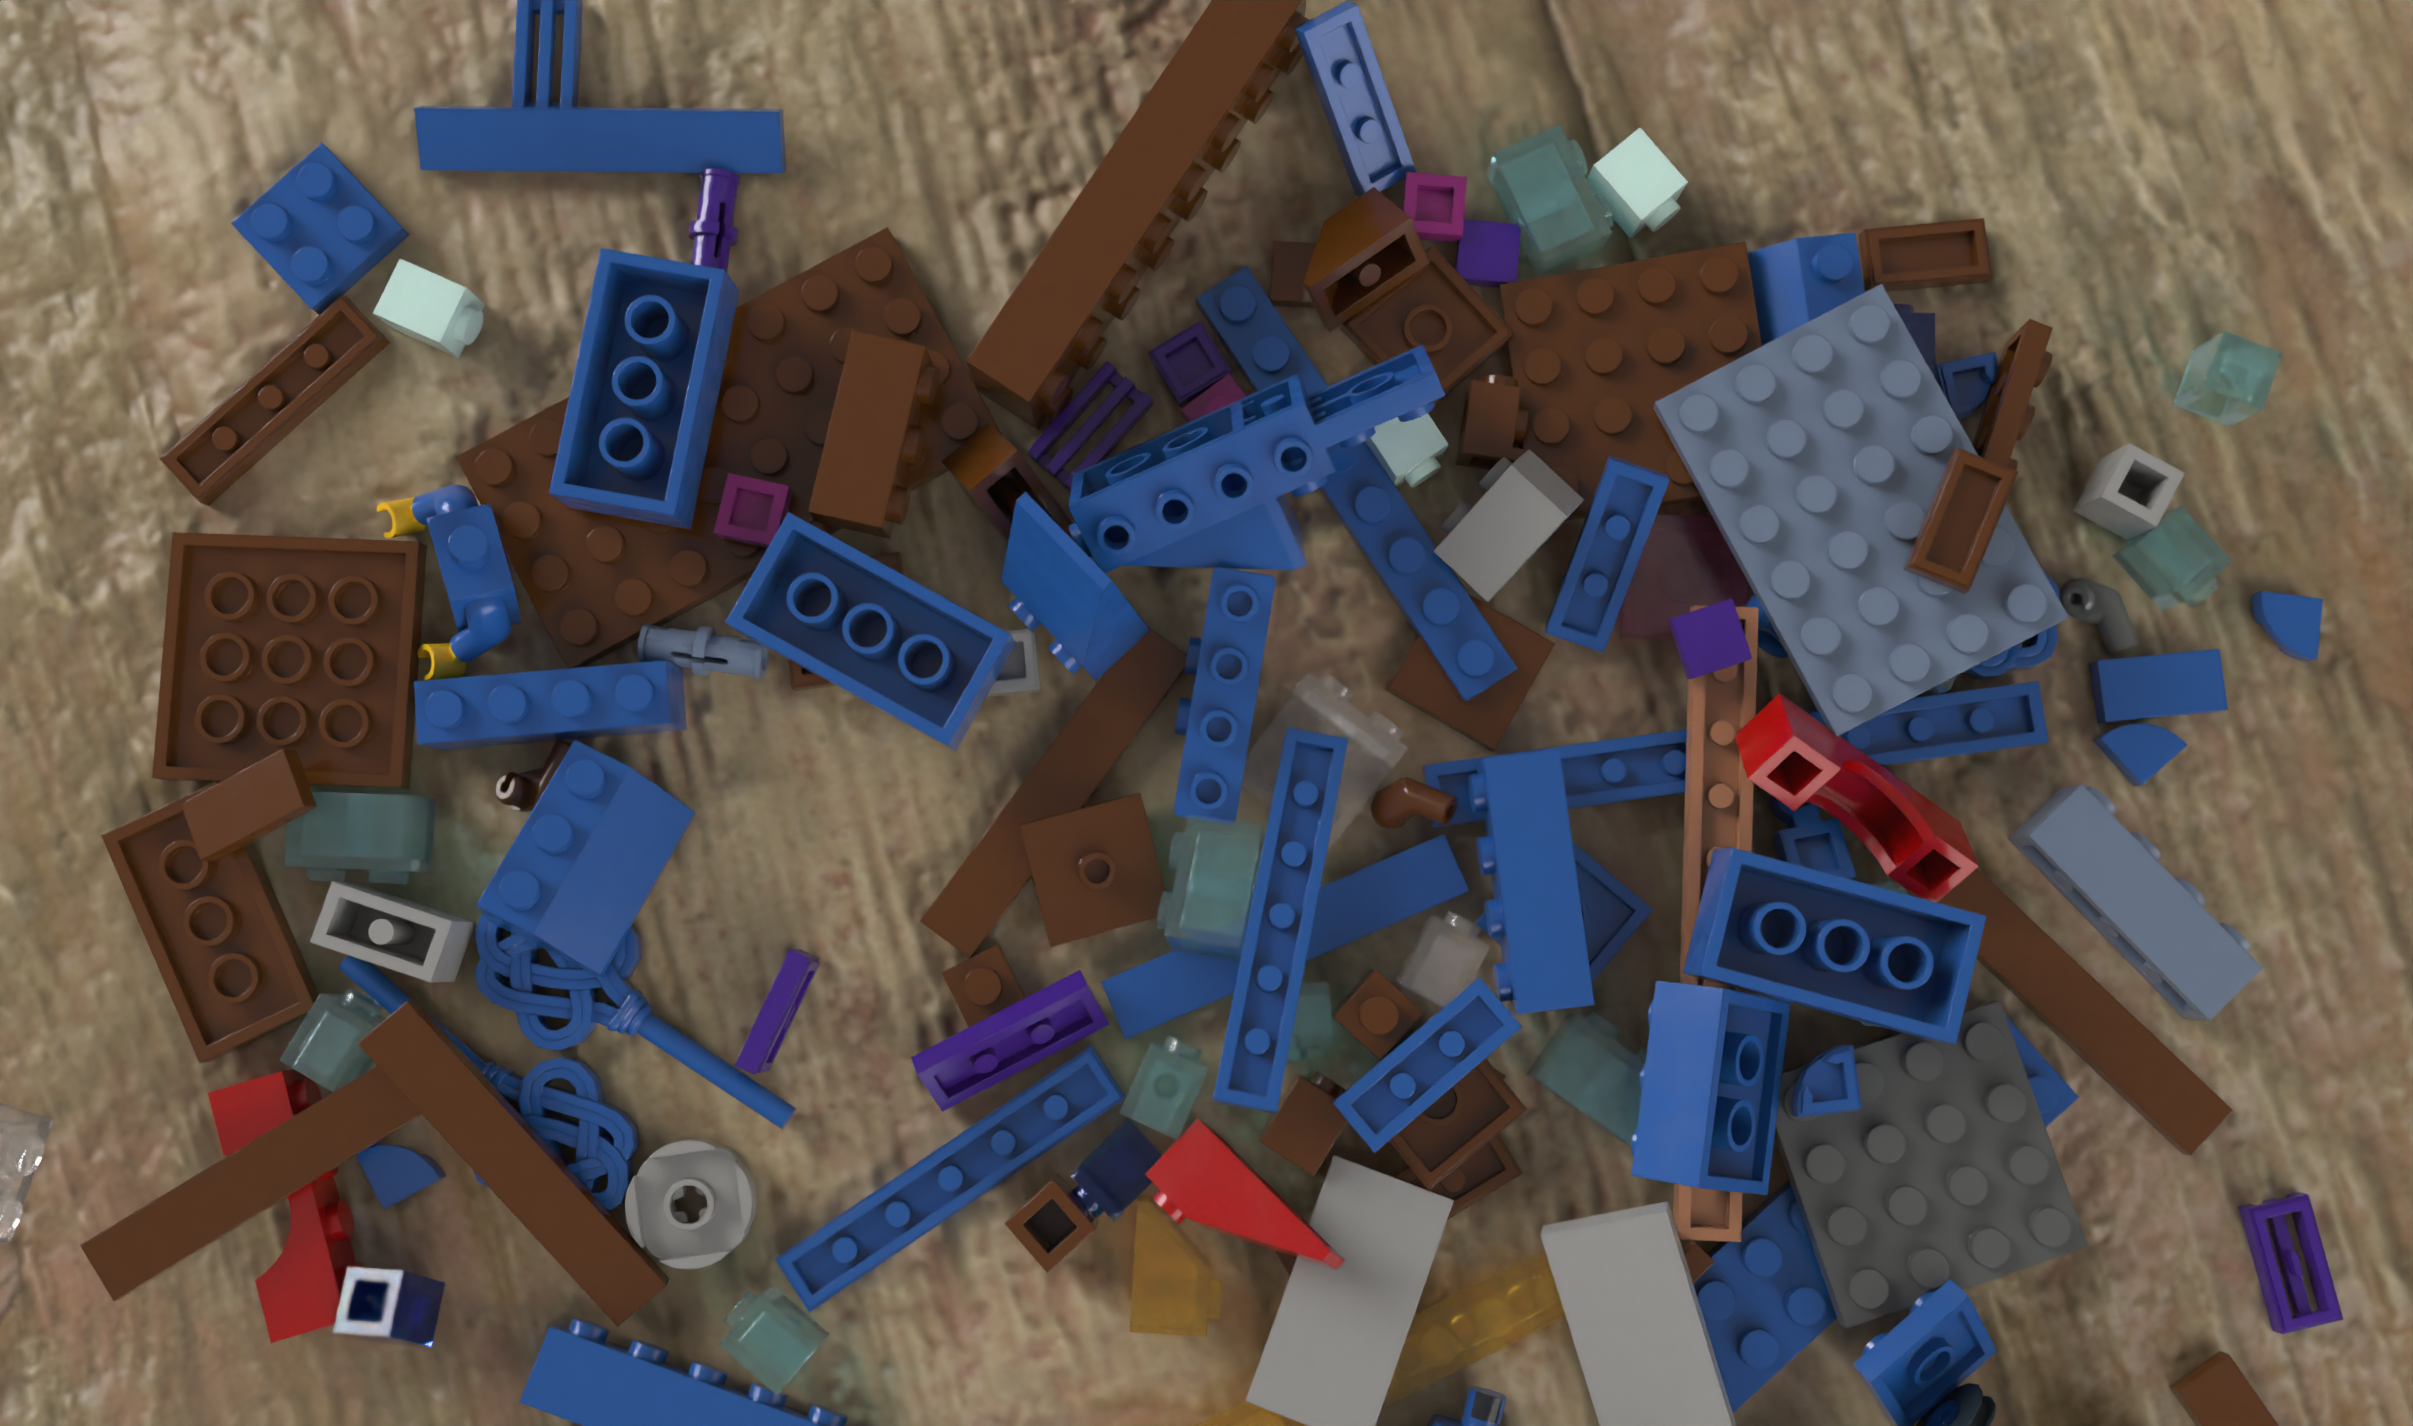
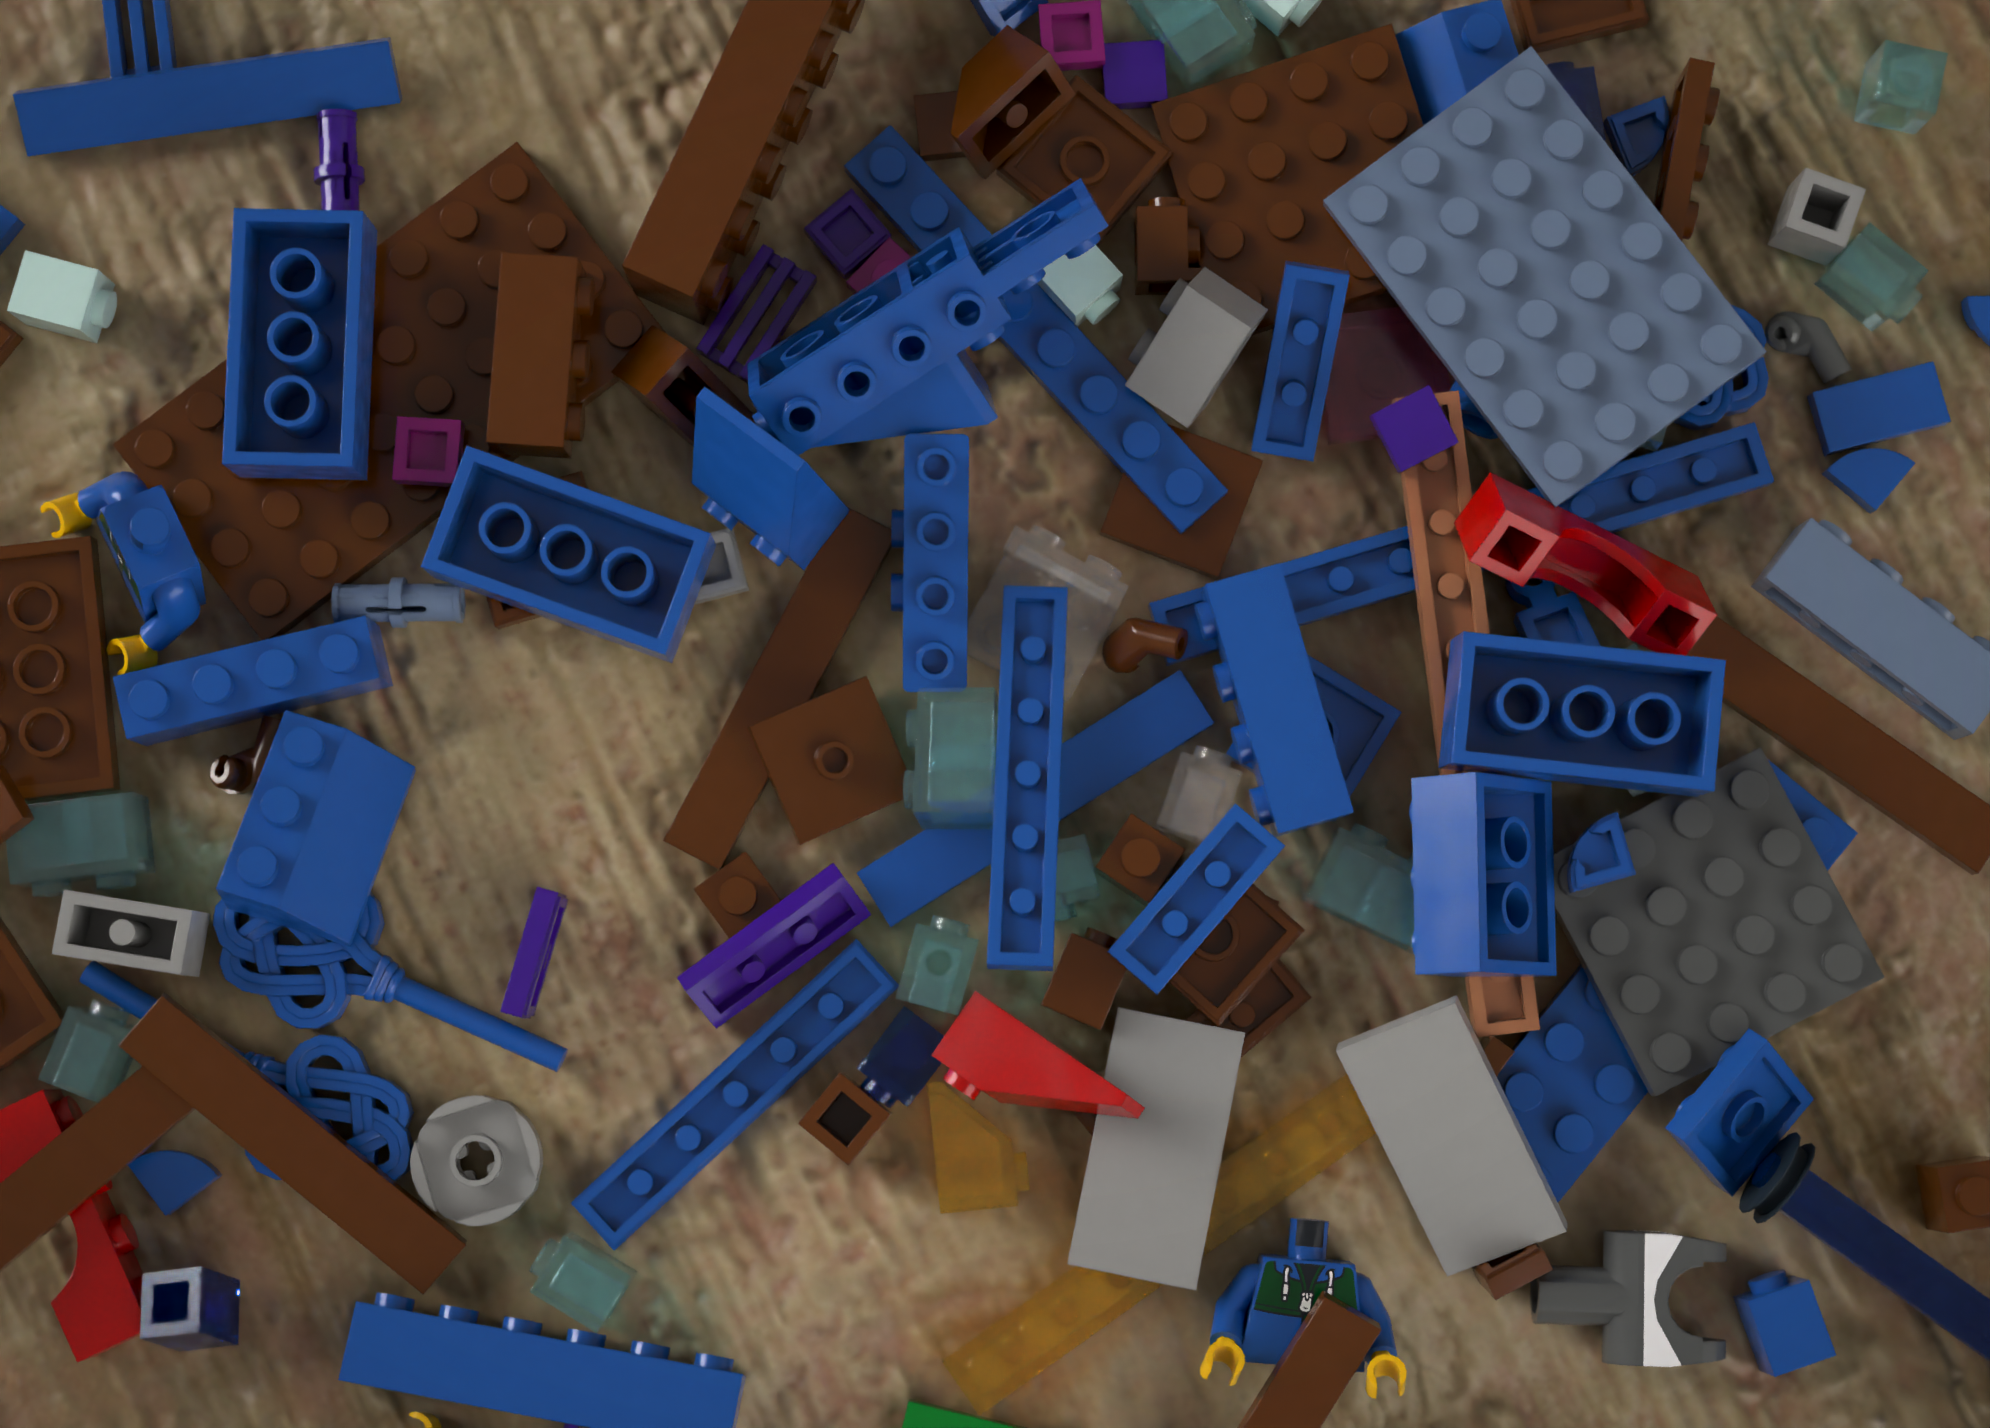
camera: 10 degrees left, 0 degrees up
(1961, 520) = (1643, 271): reddish brown tile -> none

